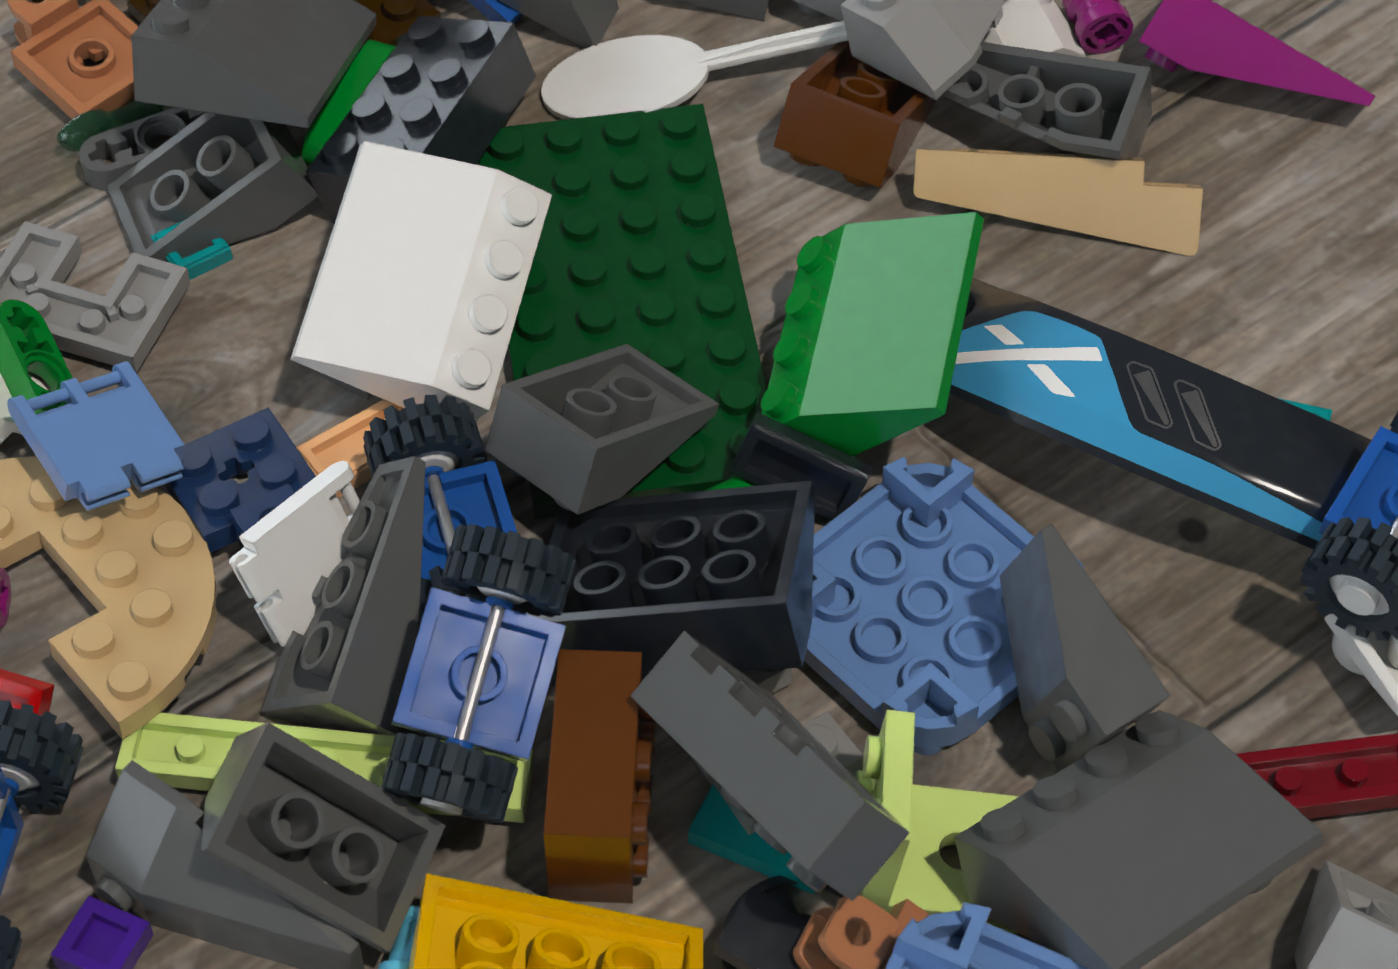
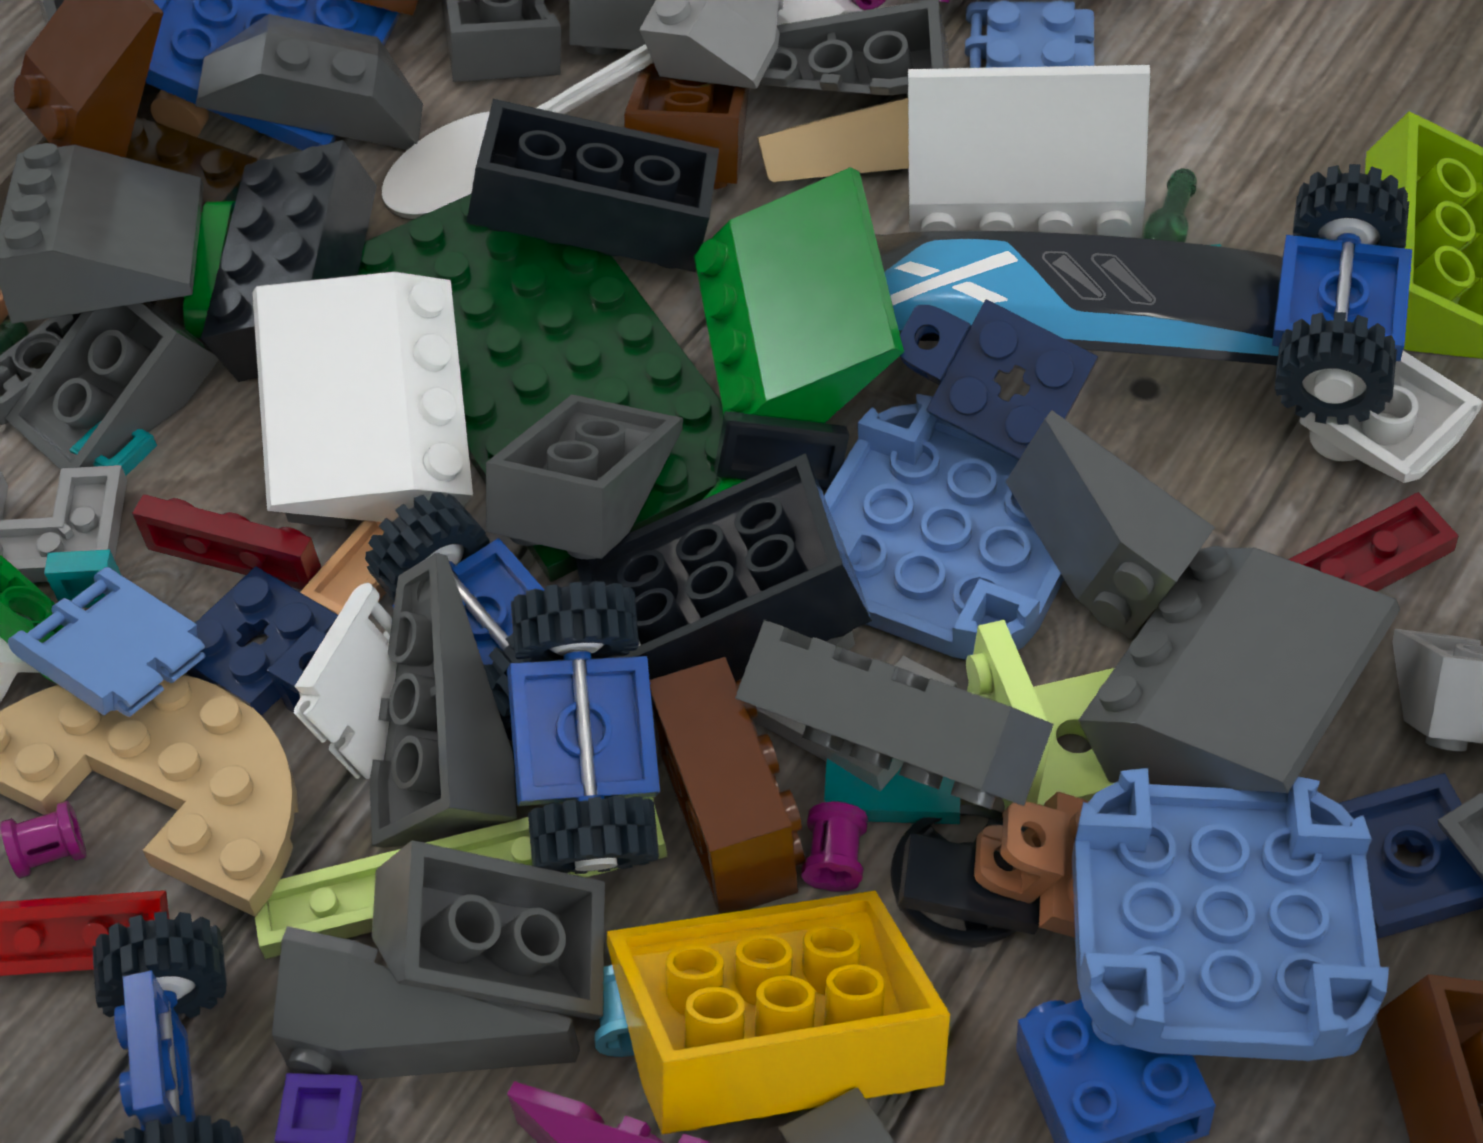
camera: 15 degrees left, 0 degrees up
(98, 353) = (75, 570): none -> teal tile
(251, 373) = (226, 540): none -> dark red plate
(681, 872) = (834, 846): none -> magenta bush
(731, 144) = (593, 185): none -> black brick
(1014, 443) = (973, 356): none -> dark blue plate
(1167, 255) = (1029, 149): none -> white slope
(1234, 145) = (1030, 34): none -> medium blue plate
(1290, 373) = (1169, 221): none -> clear green piece

